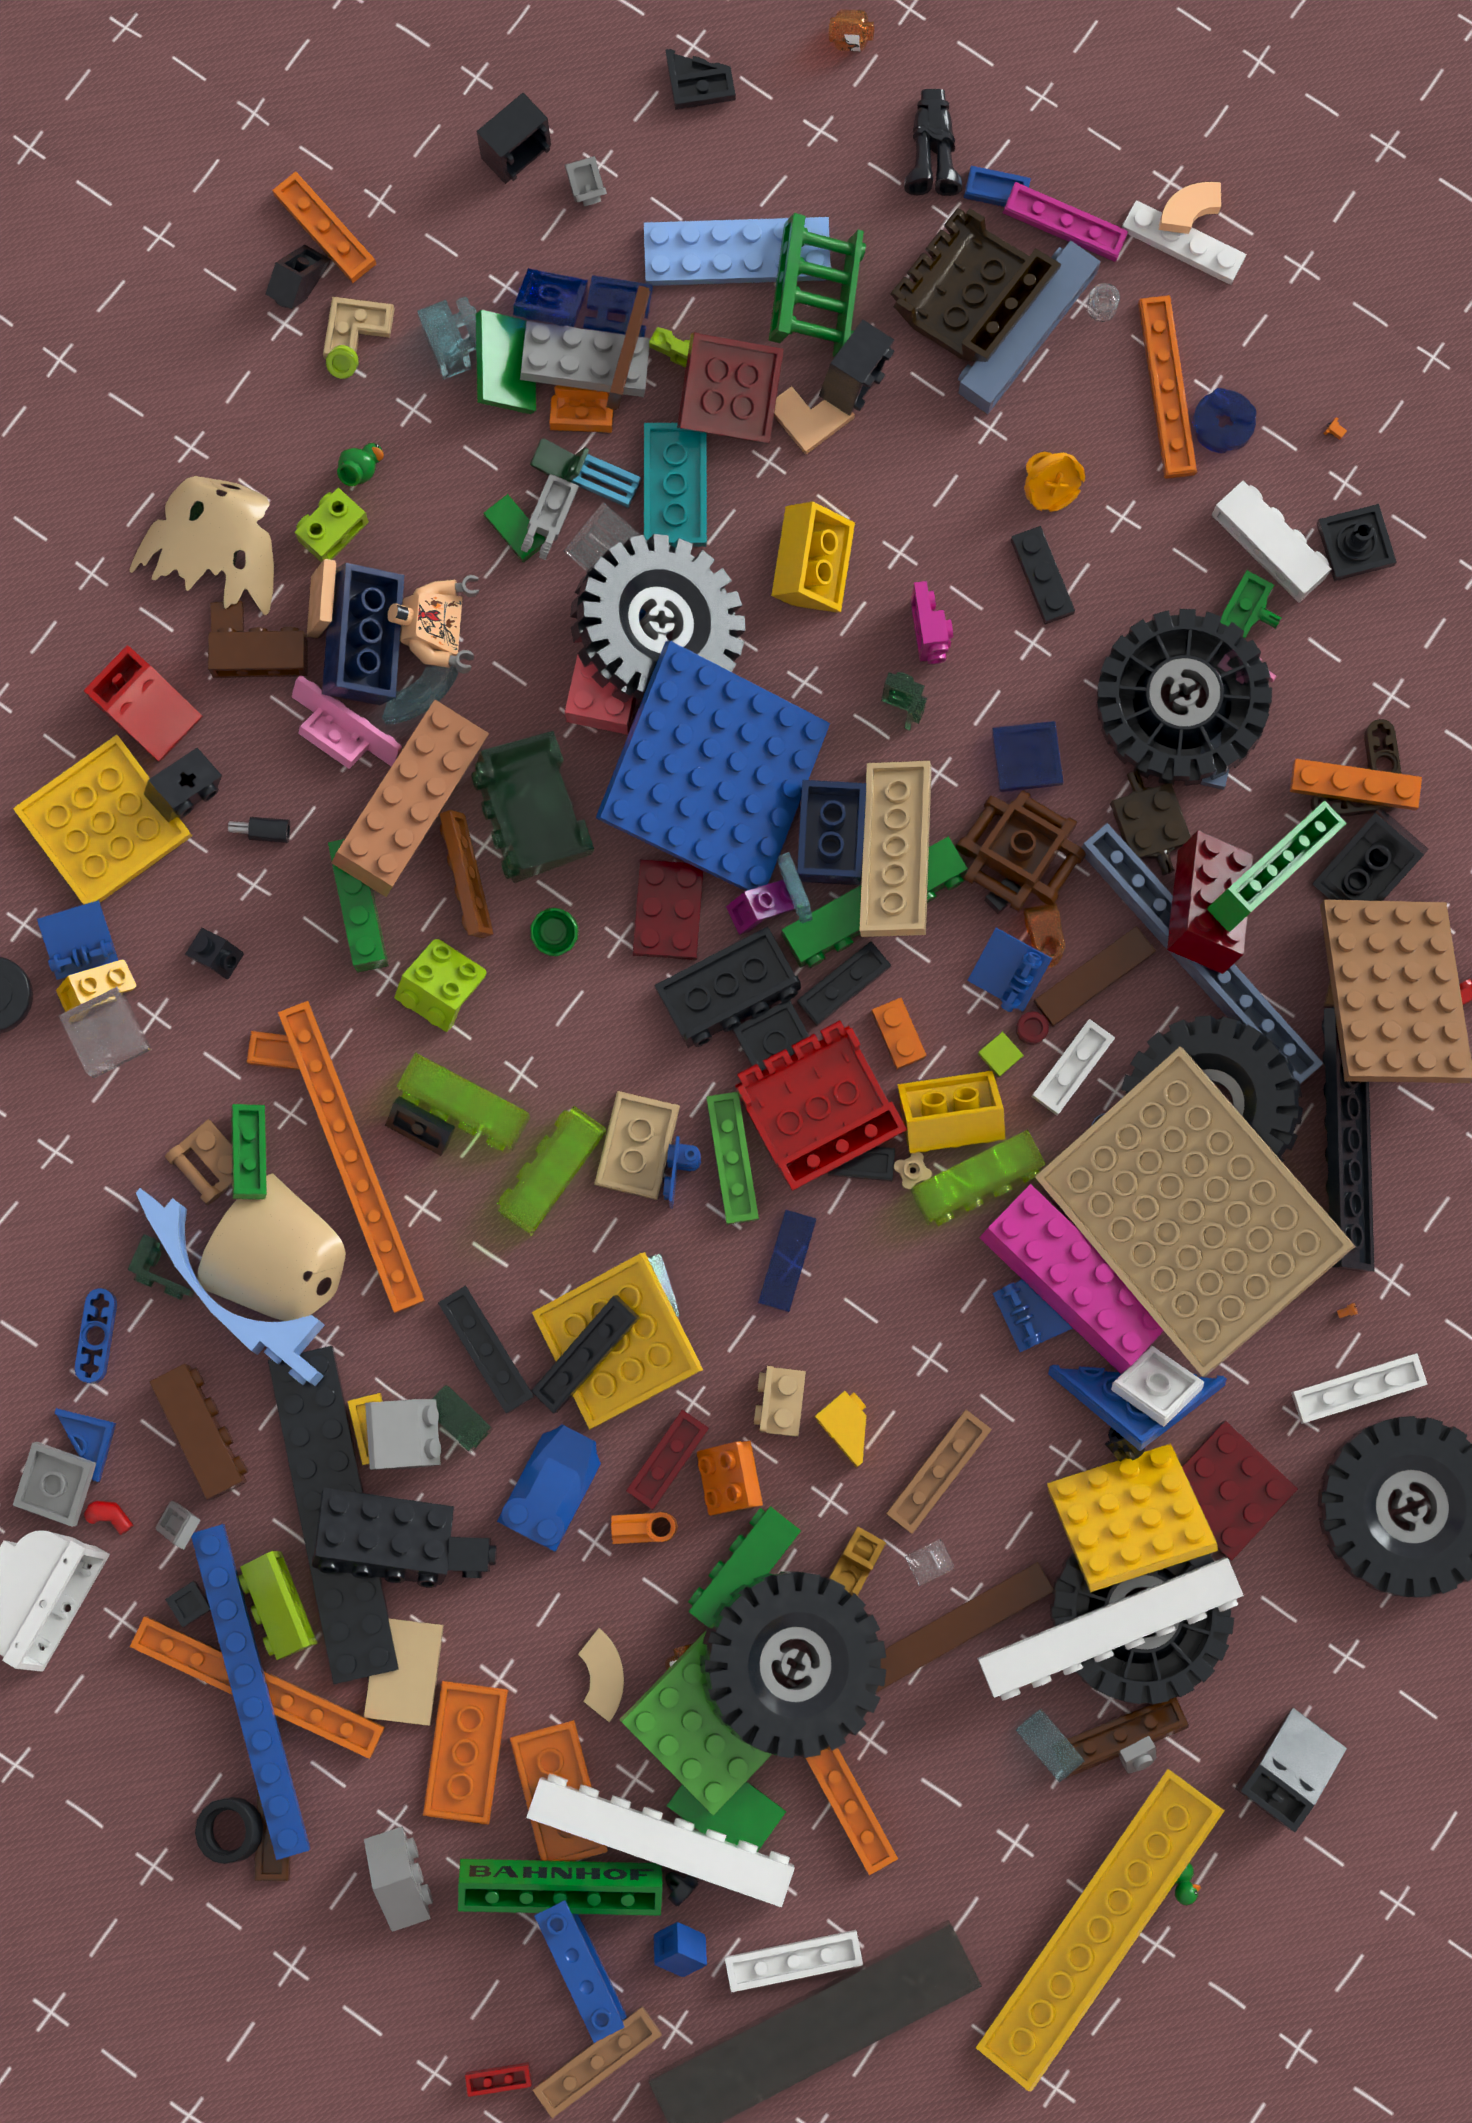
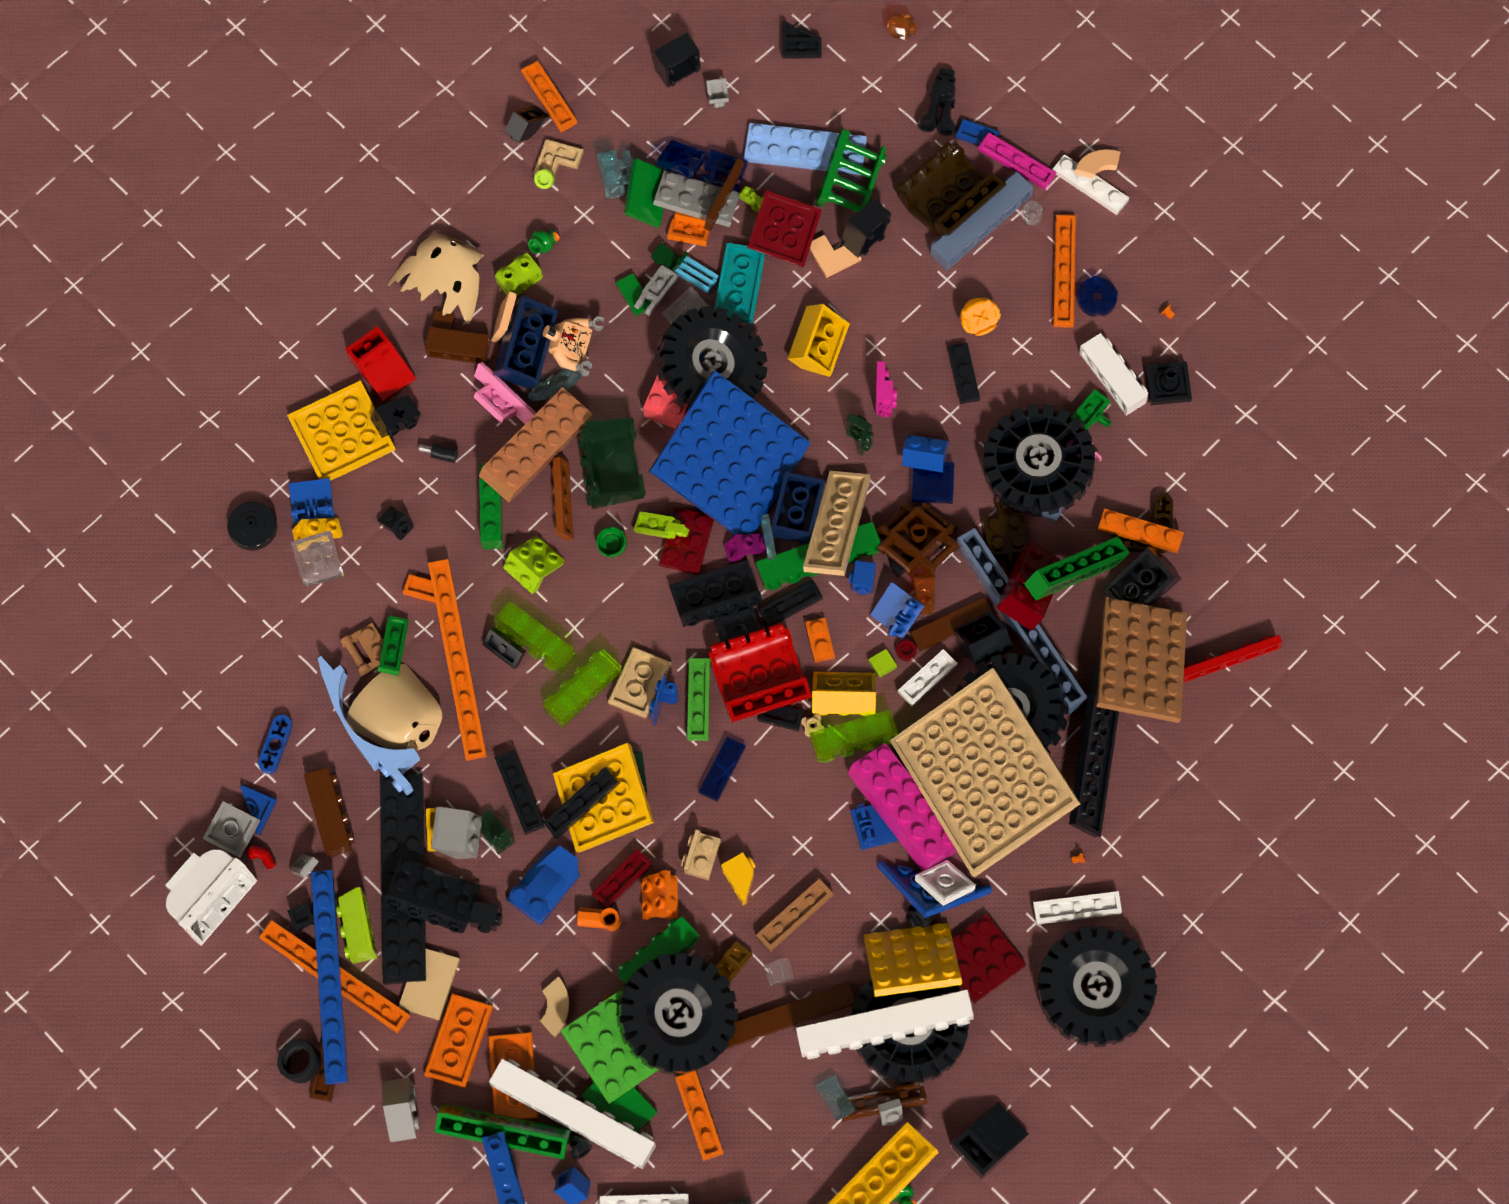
camera: 15 degrees right, 10 degrees down
(148, 1255) = (318, 699): clear green bracket -> none
(623, 894) = (659, 526): none -> lime hinge
(948, 925) = (863, 577): none -> blue brick
(1010, 713) = (925, 453): none -> blue slope
(1149, 995) = (983, 638): none -> black brick

